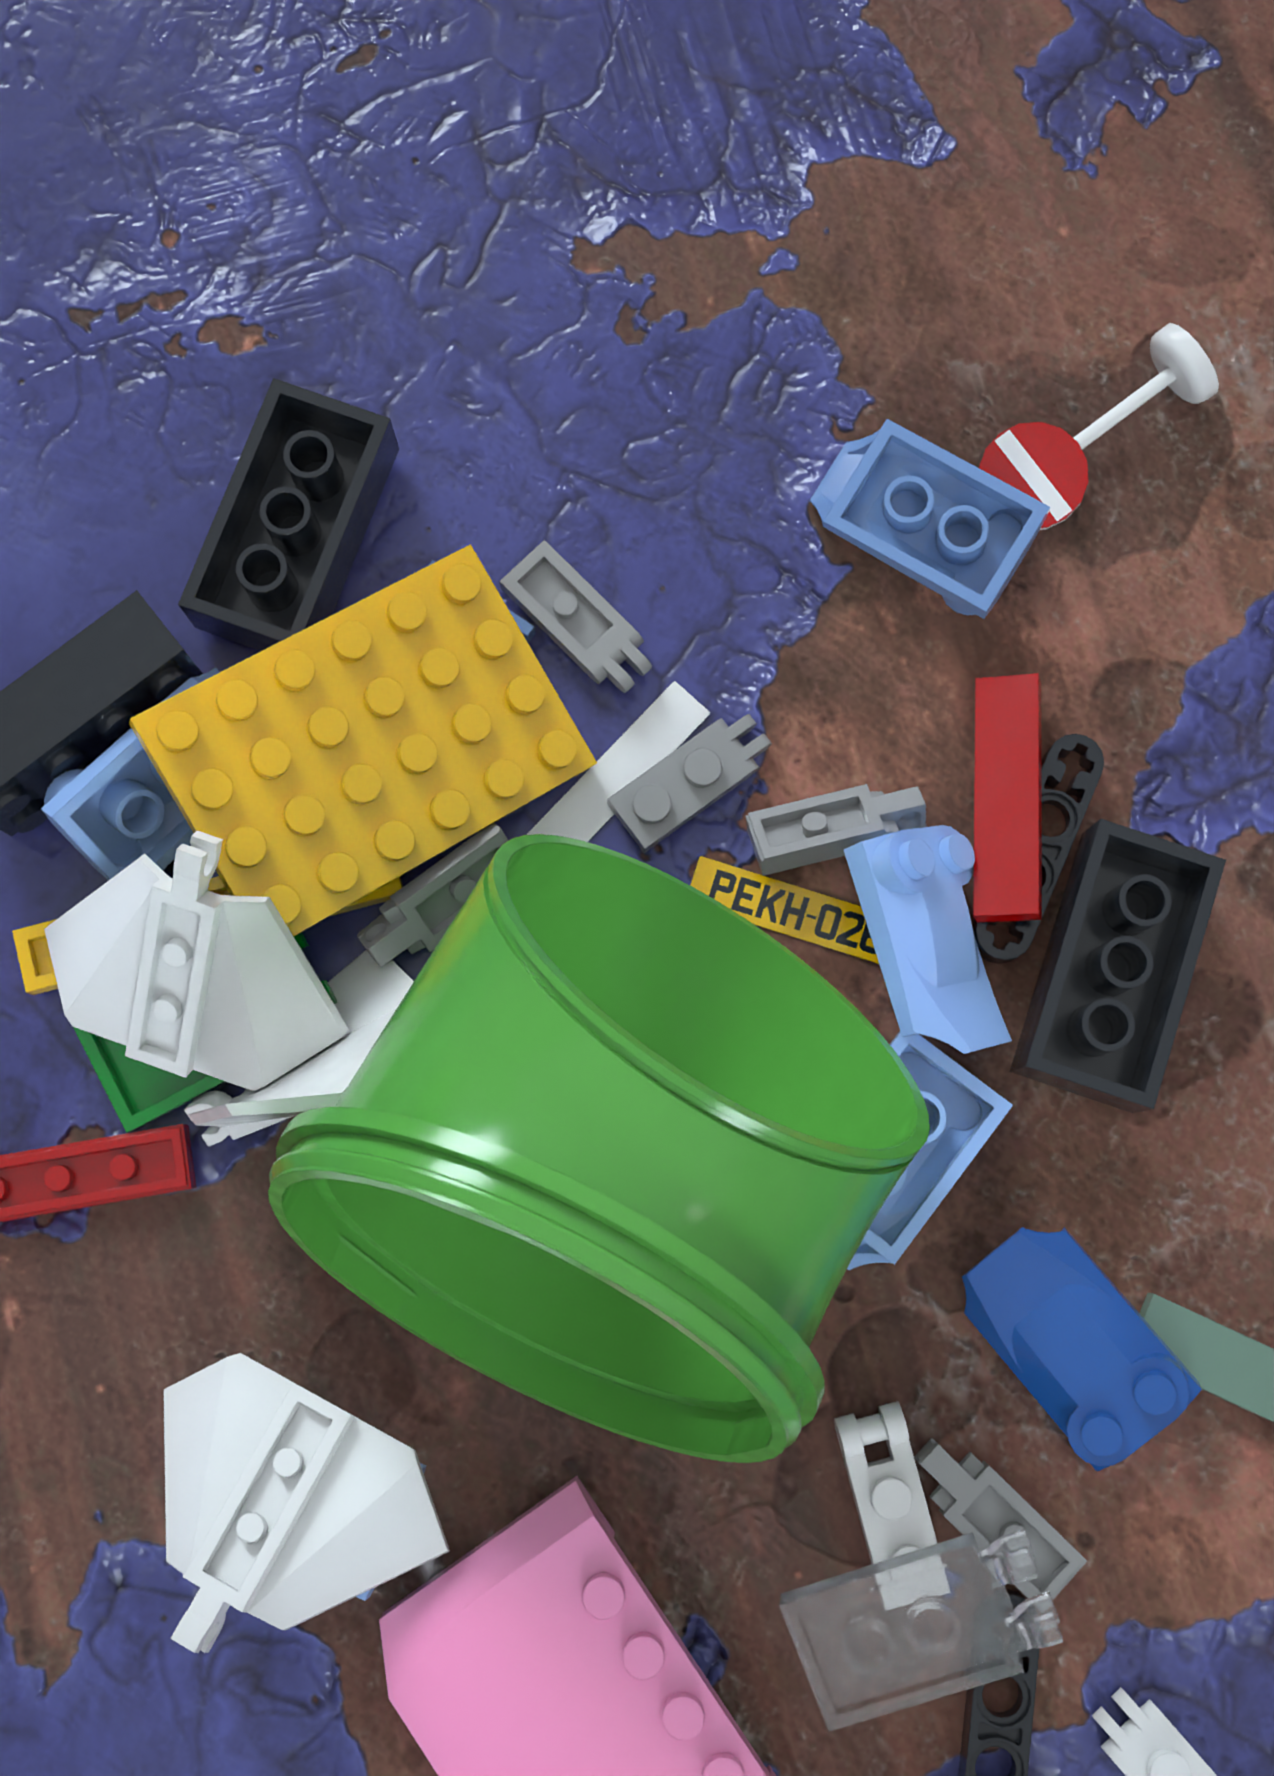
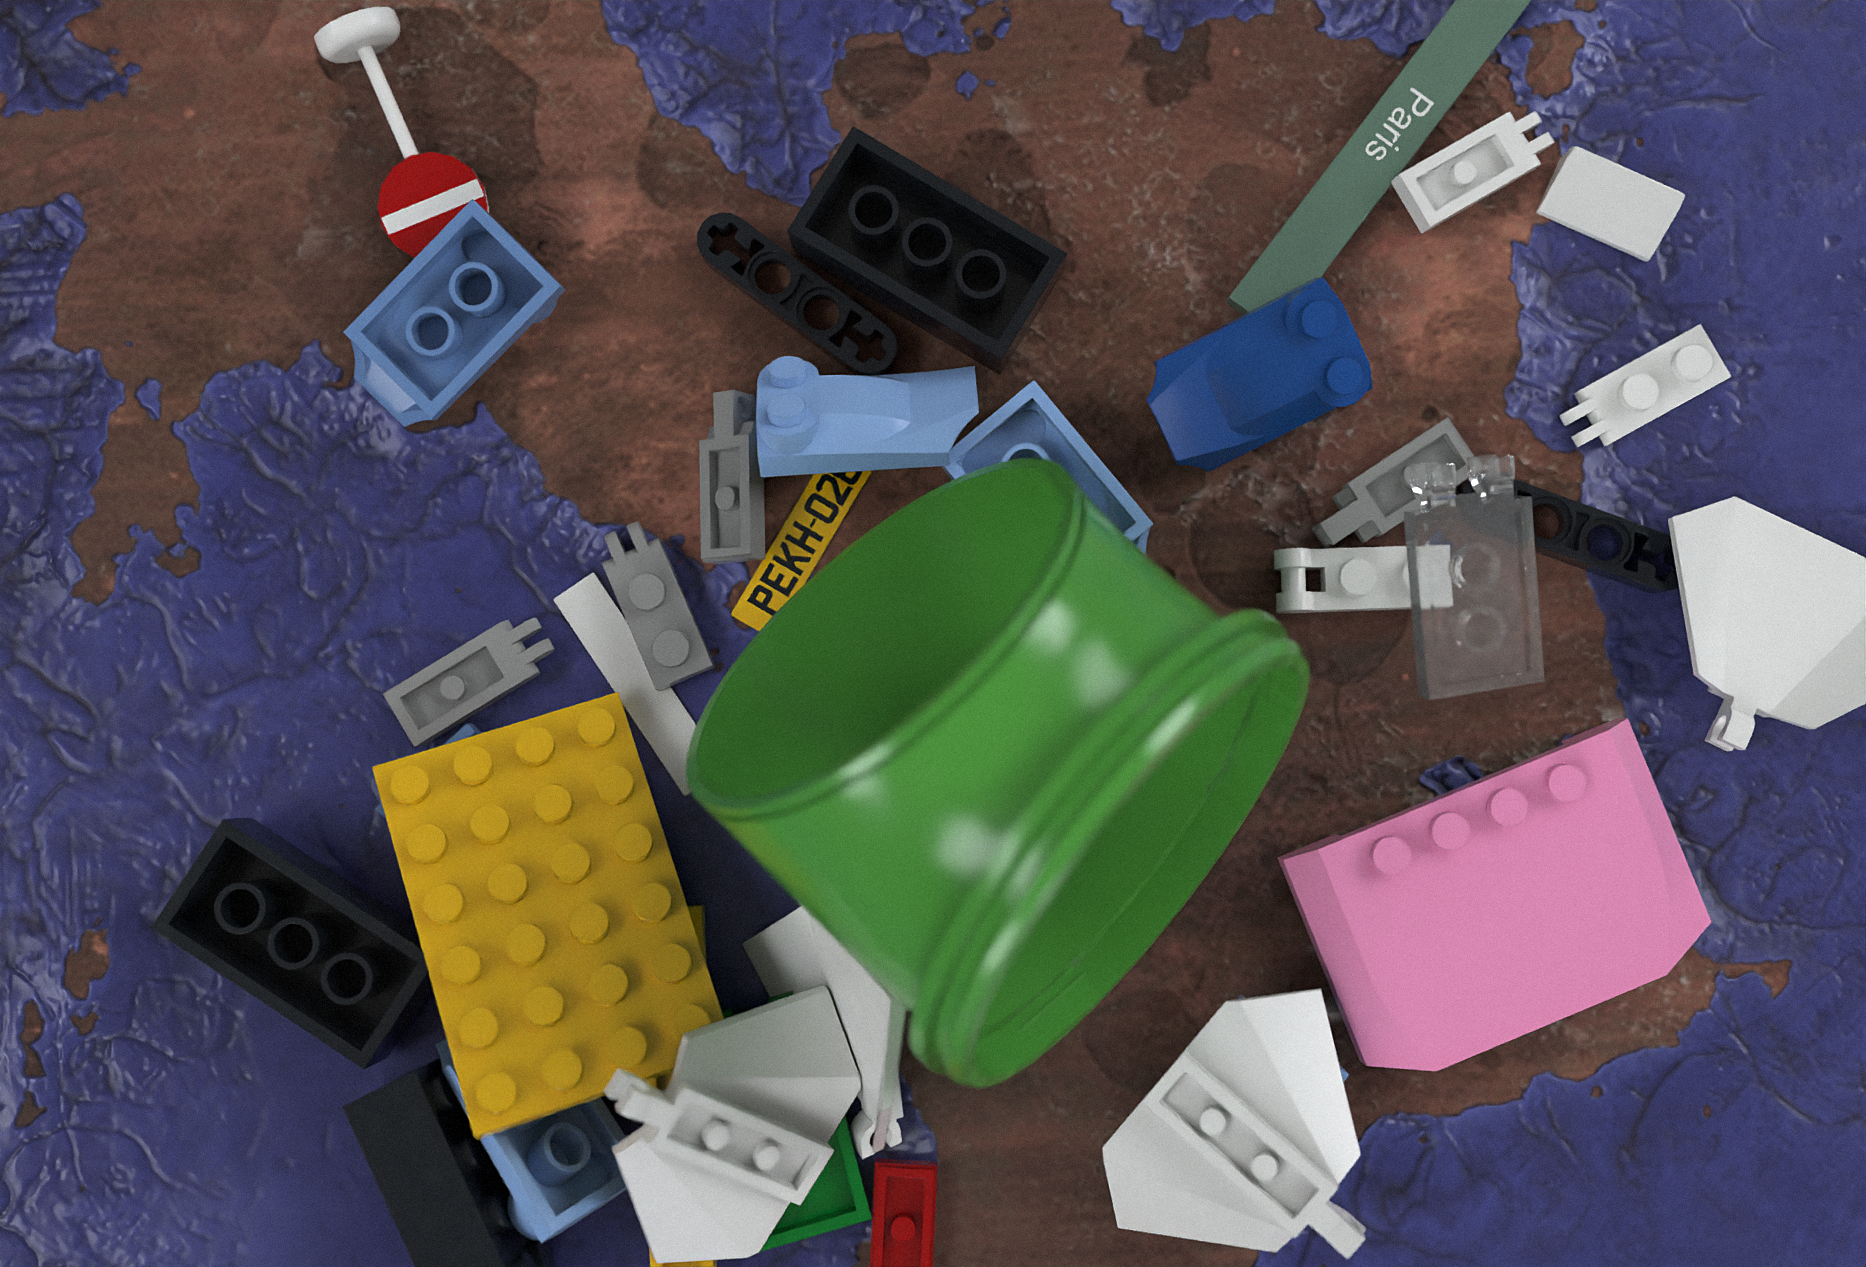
camera: 70 degrees left, 5 degrees up
(429, 903) = (716, 872): light grey hinge -> none
(1008, 799) = (744, 311): red tile -> none

